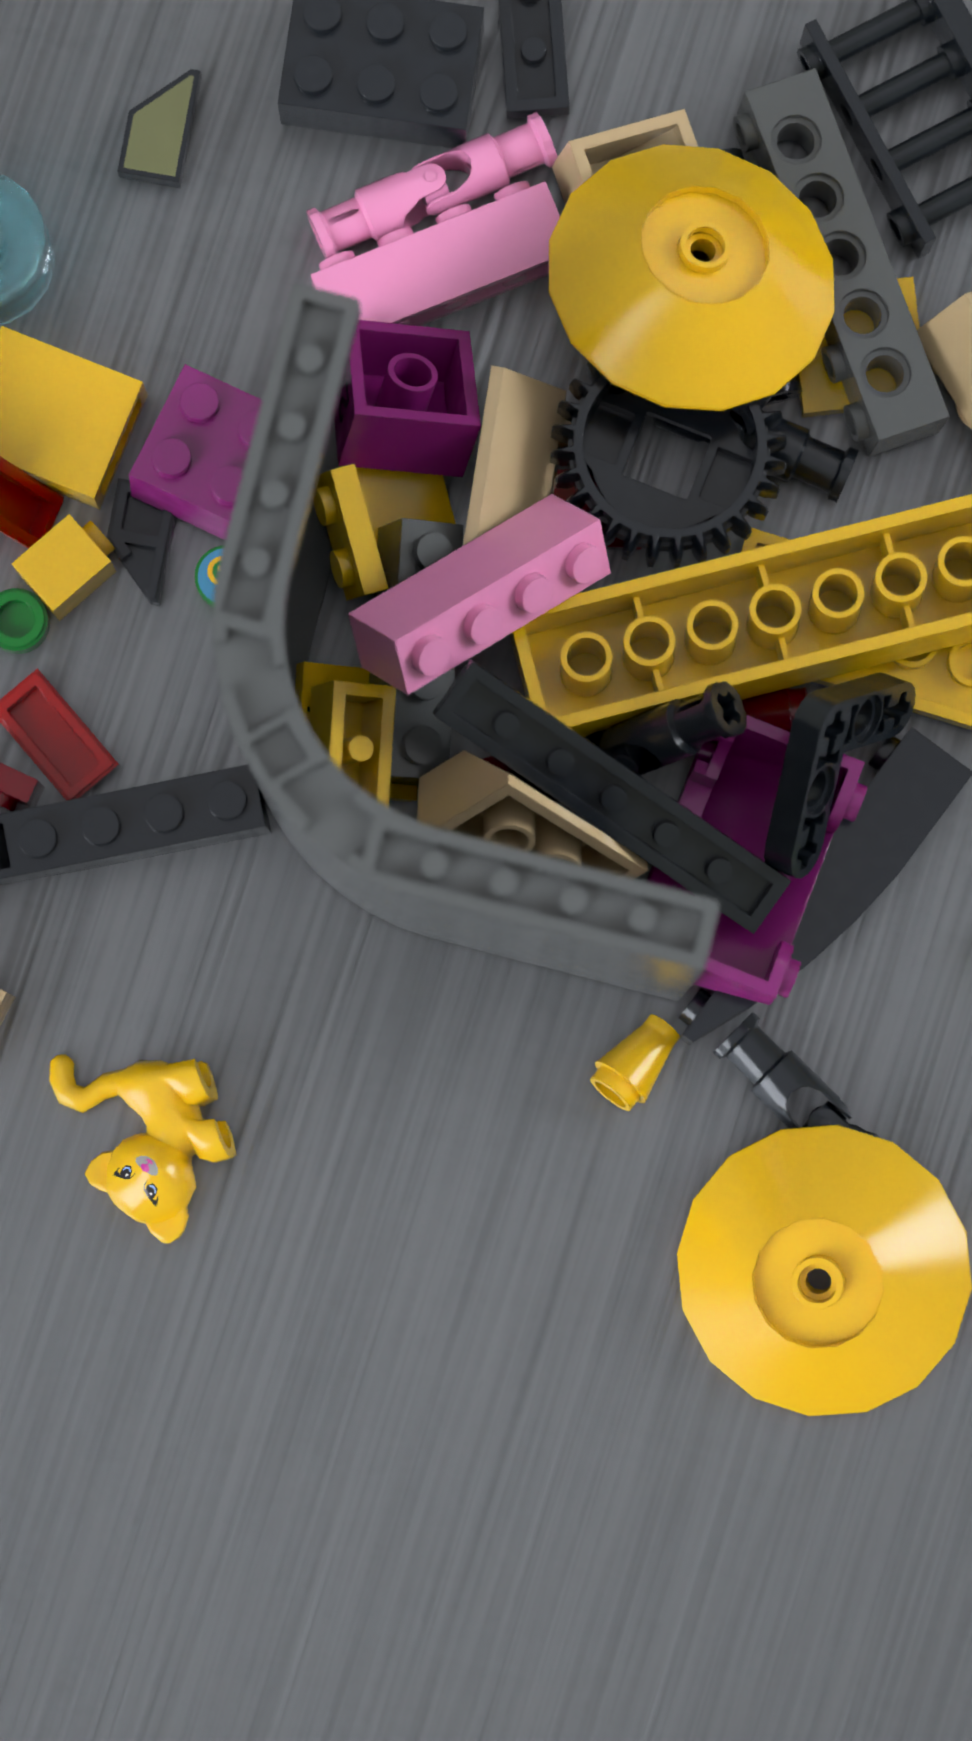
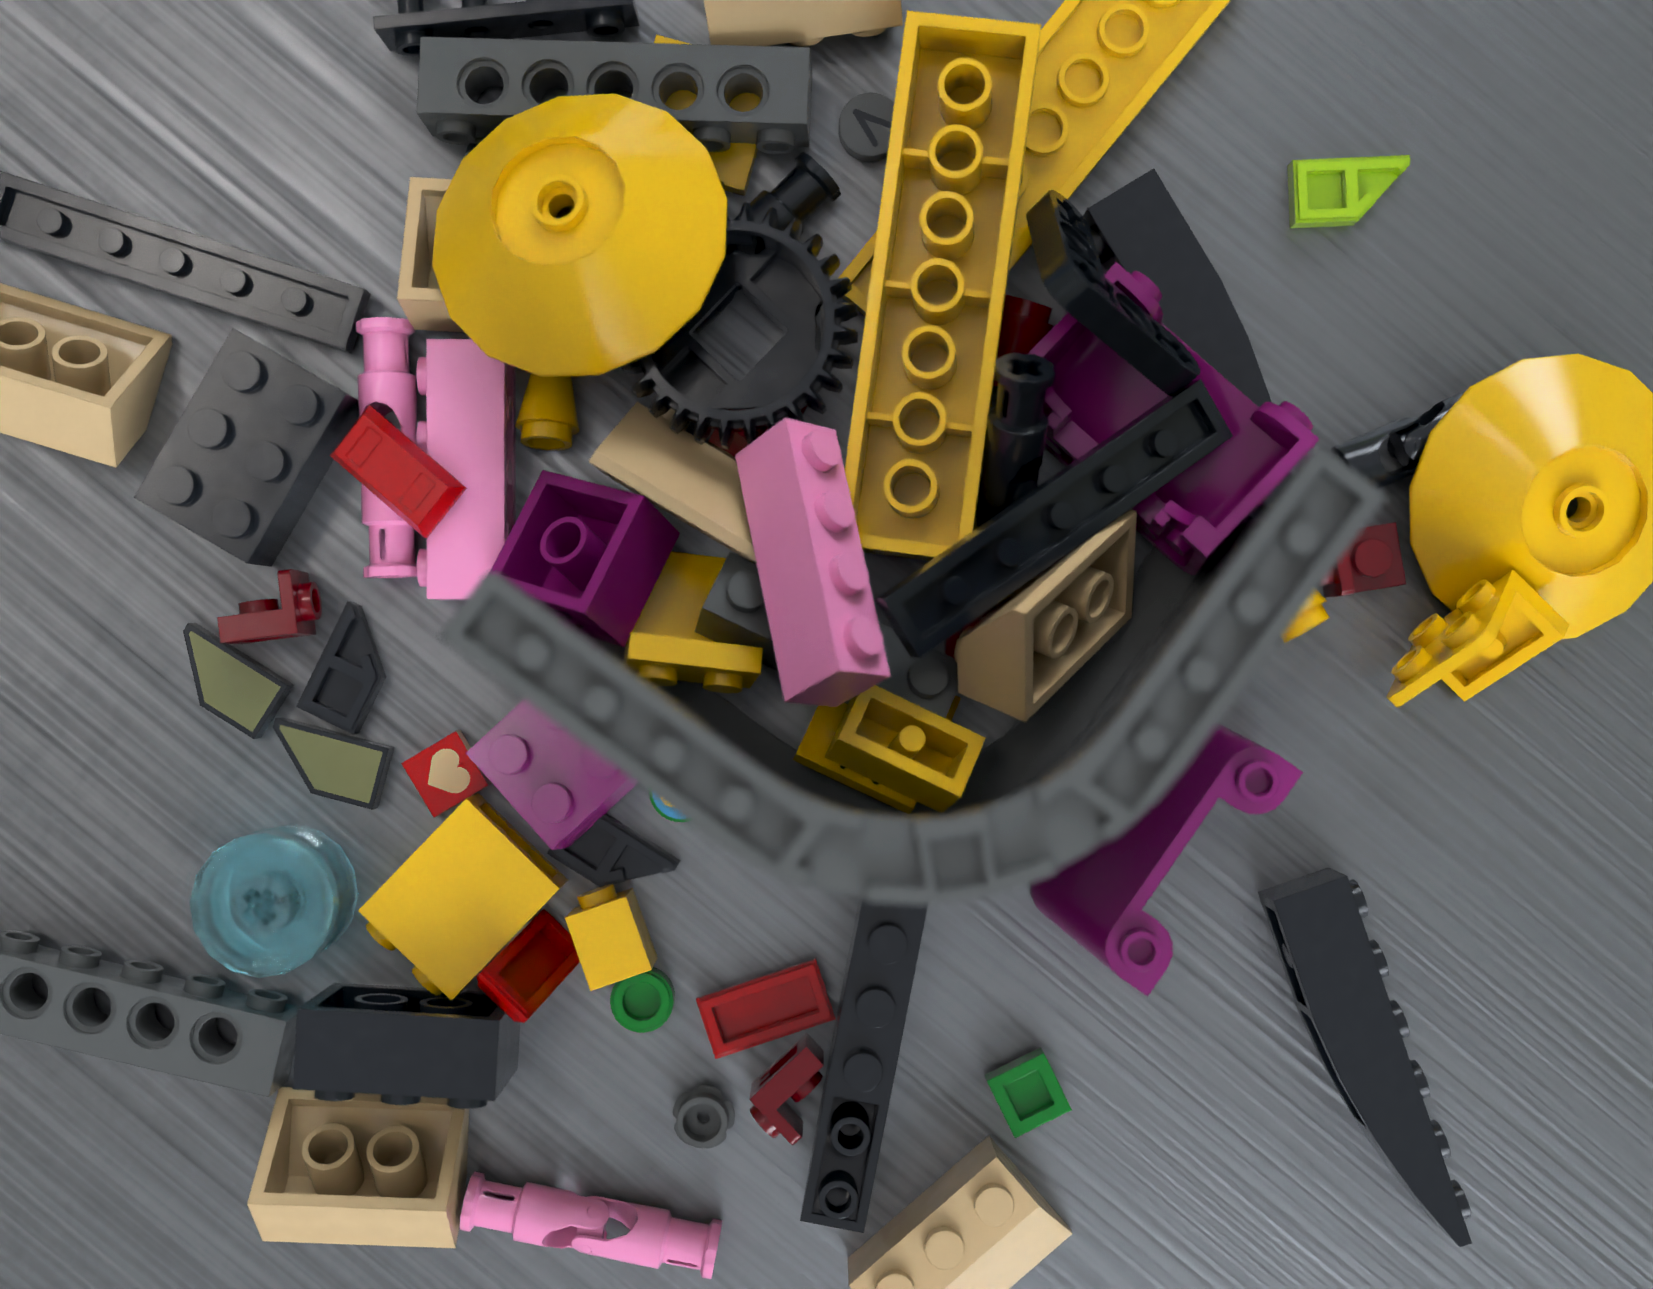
camera: 65 degrees left, 5 degrees up
(72, 1010) = (1027, 1092): none -> green plate
(124, 254) = (336, 763): none -> olive tile
(153, 1170) = (1205, 1078): yellow animal -> none
(155, 357) = (445, 773): none -> red tile
(209, 231) = (346, 674): none -> black tile
(229, 140) = (266, 622): none -> dark red bracket
(249, 1299) = (1360, 1034): none -> black slope
(296, 977) = (1104, 891): none -> magenta windscreen
(414, 203) = (398, 471): none -> red tile
(522, 318) = (548, 413): none -> yellow cone
(661, 1252) = (1479, 641): none -> yellow bracket
(696, 1119) = (1368, 563): none -> dark red bracket
(908, 492) = (866, 126): none -> dark grey tile

